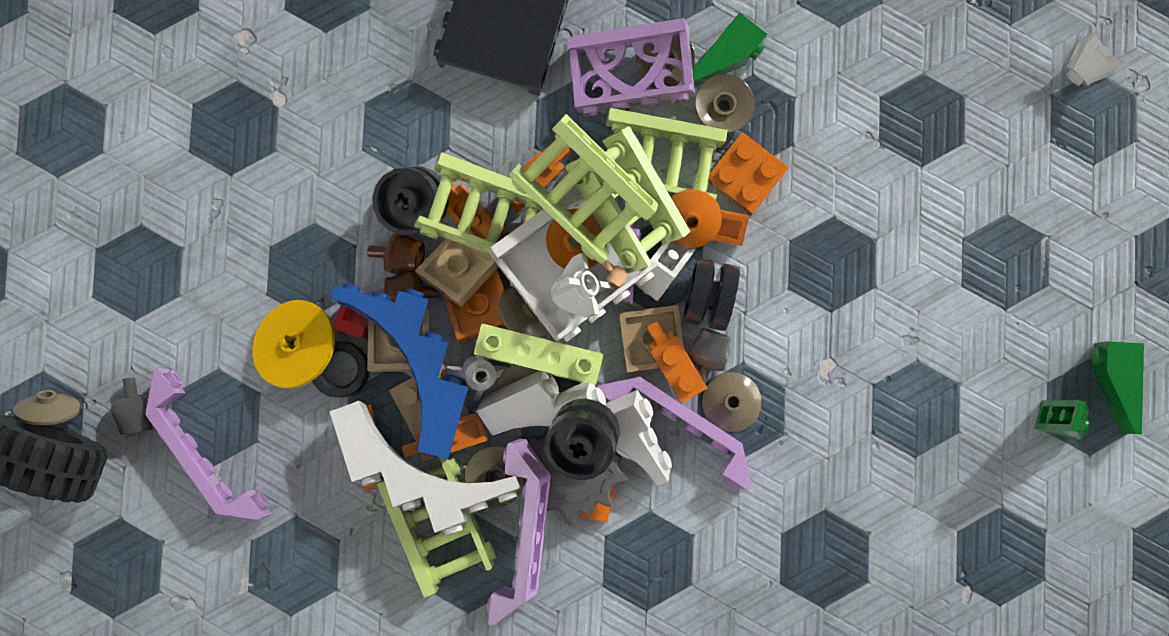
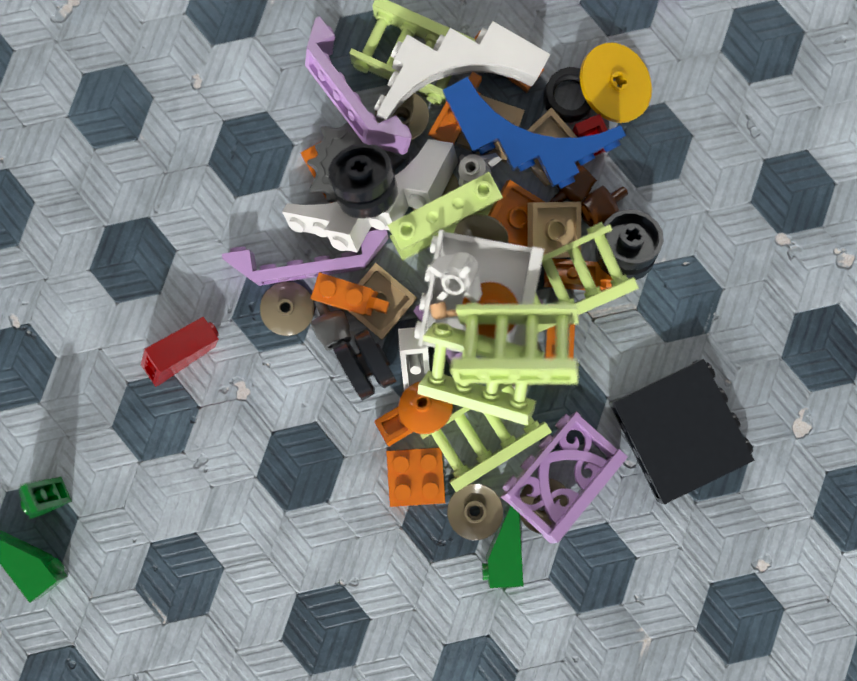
camera: 140 degrees right, 0 degrees up
(850, 442) = (178, 350): none -> red slope

